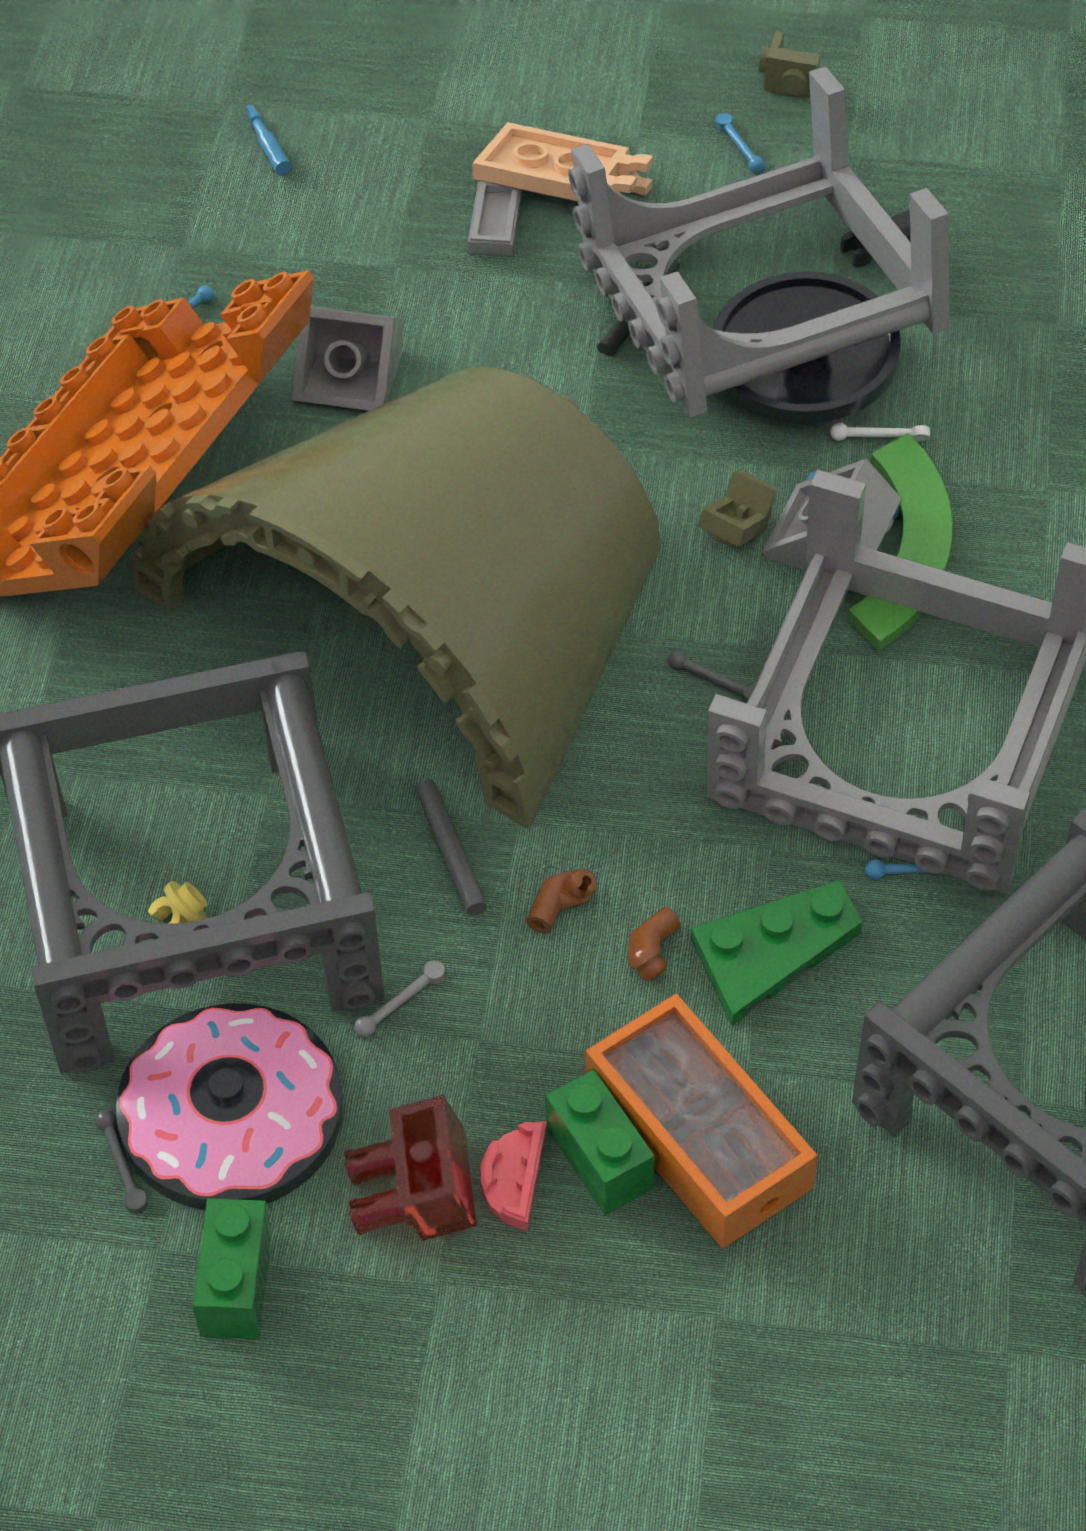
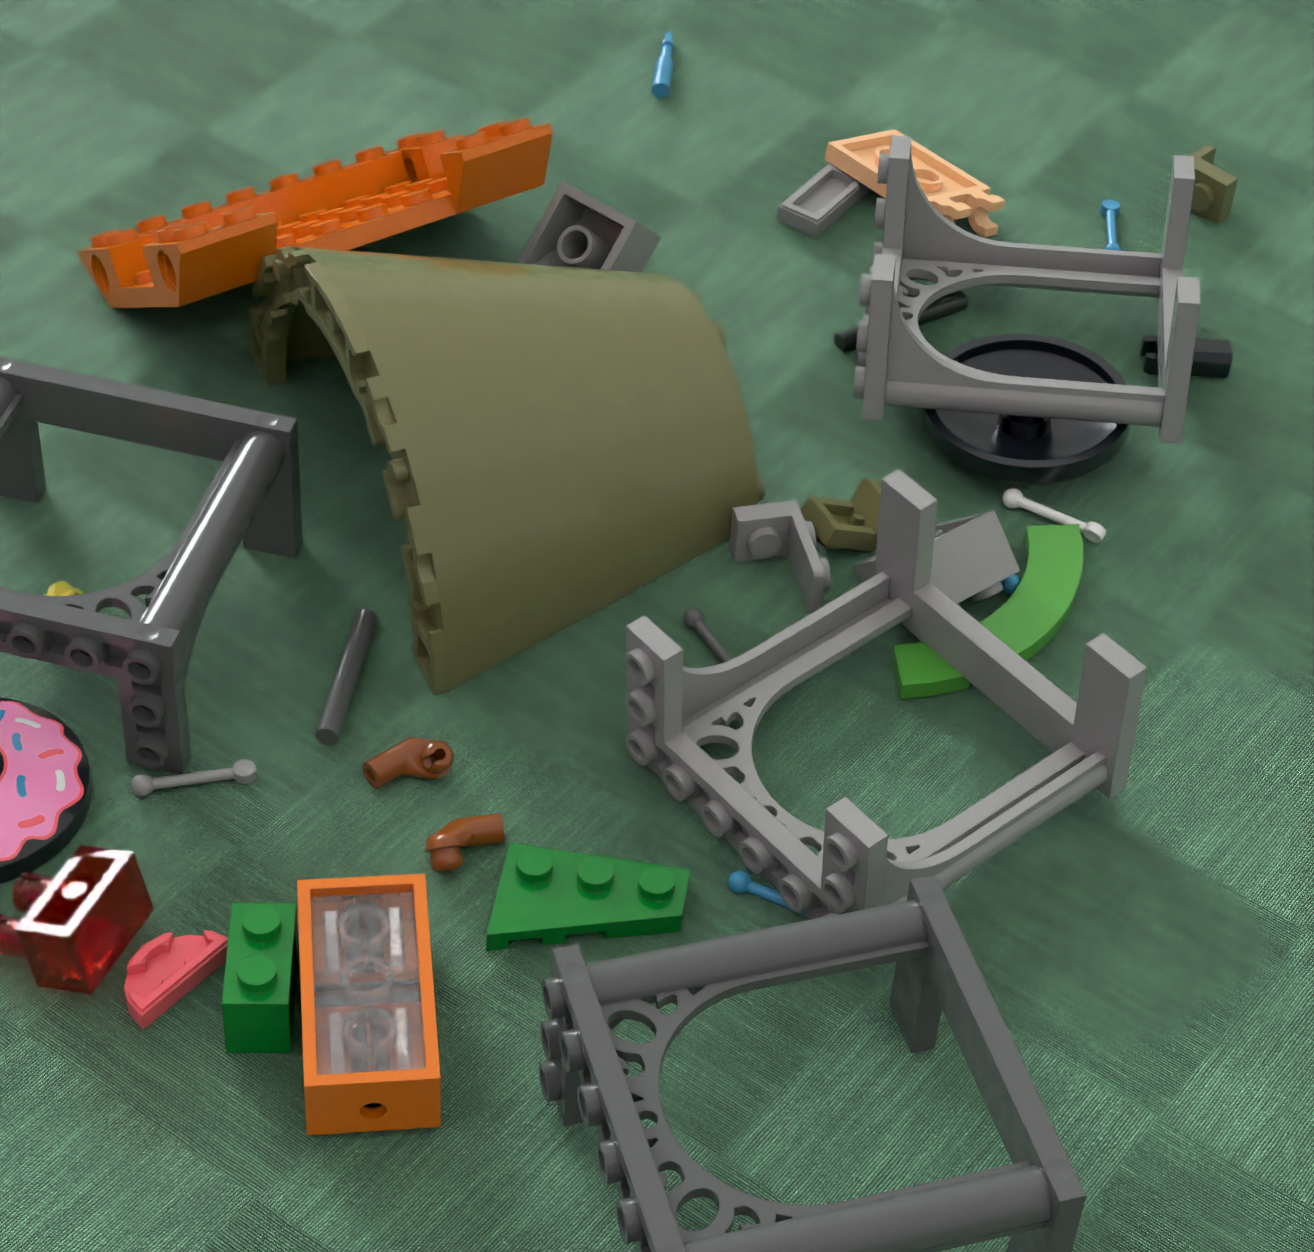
camera: 25 degrees right, 10 degrees down
(700, 547) = (781, 531): none -> light grey bracket

